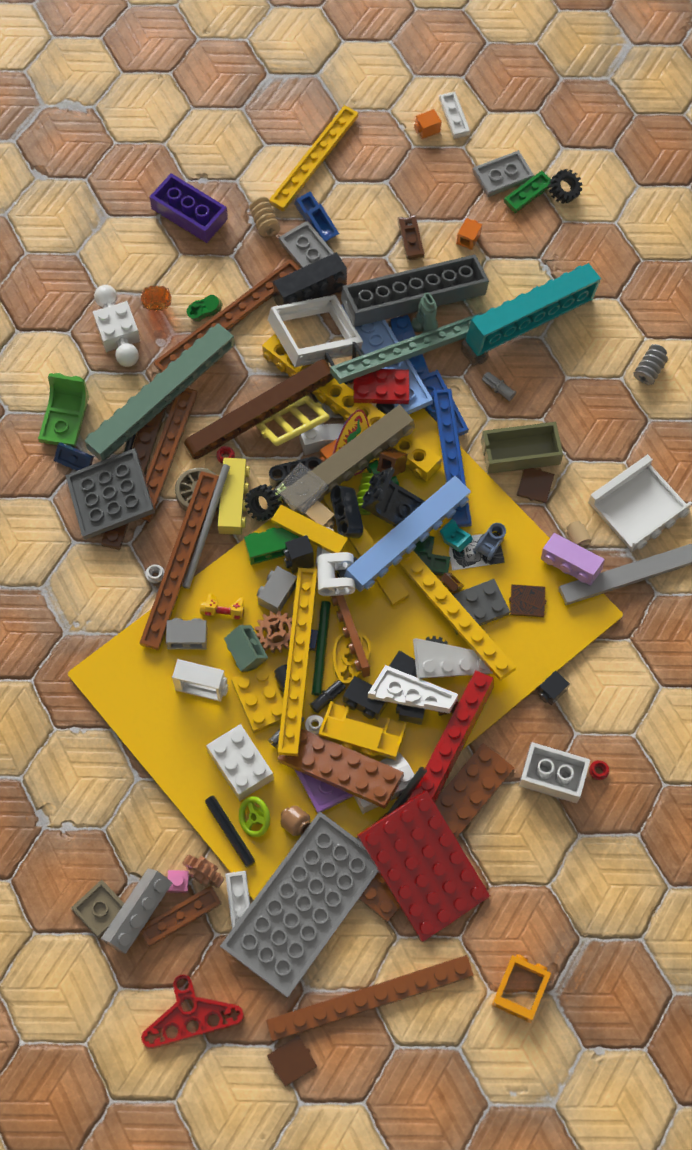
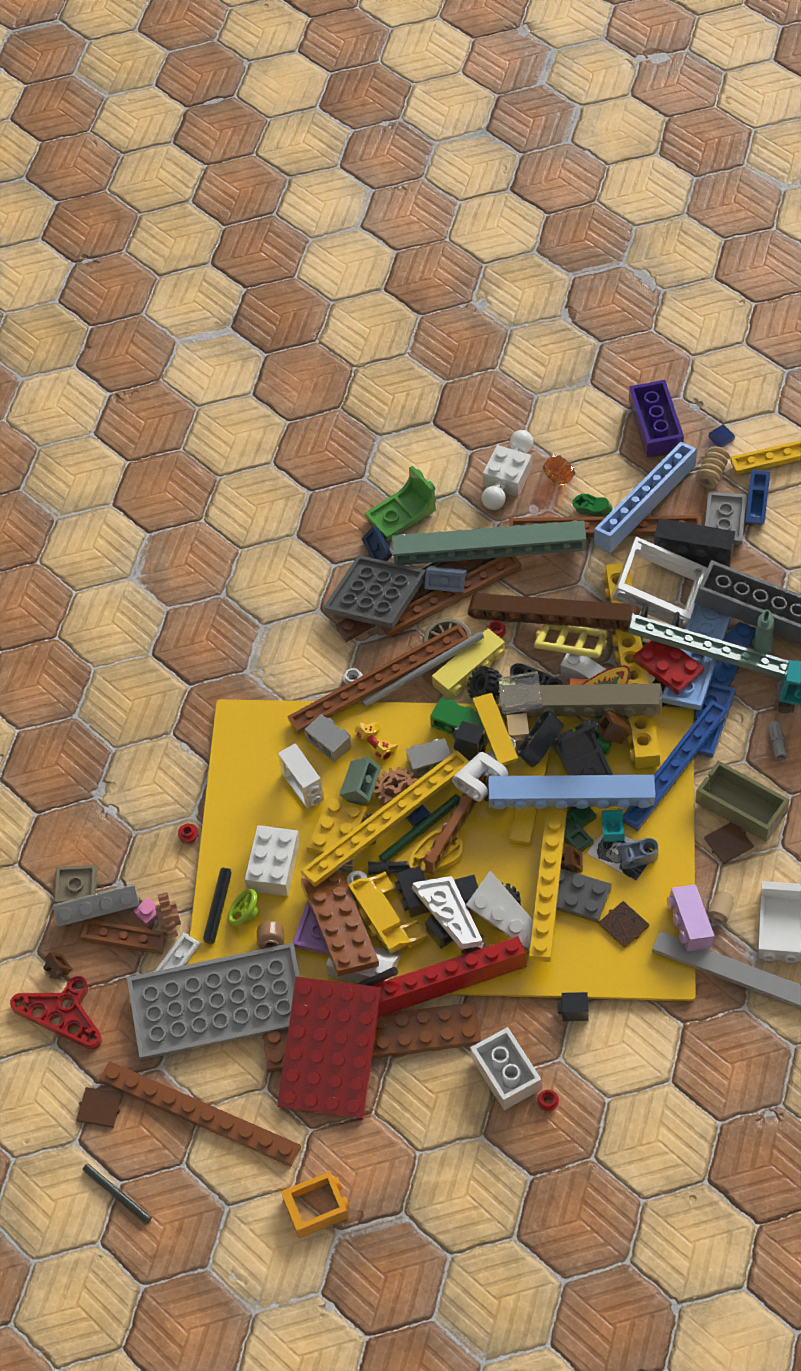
camera: 50 degrees right, 10 degrees down
(148, 800) = (188, 838): none -> red plate
(151, 981) = (57, 964): none -> reddish brown tile
(154, 443) = (445, 579): none -> sand blue panel
(242, 273) = (645, 497): none -> light blue brick
(245, 189) = (721, 436): none -> clear blue tile
(370, 1113) = (115, 1192): none -> pearl dark grey bar

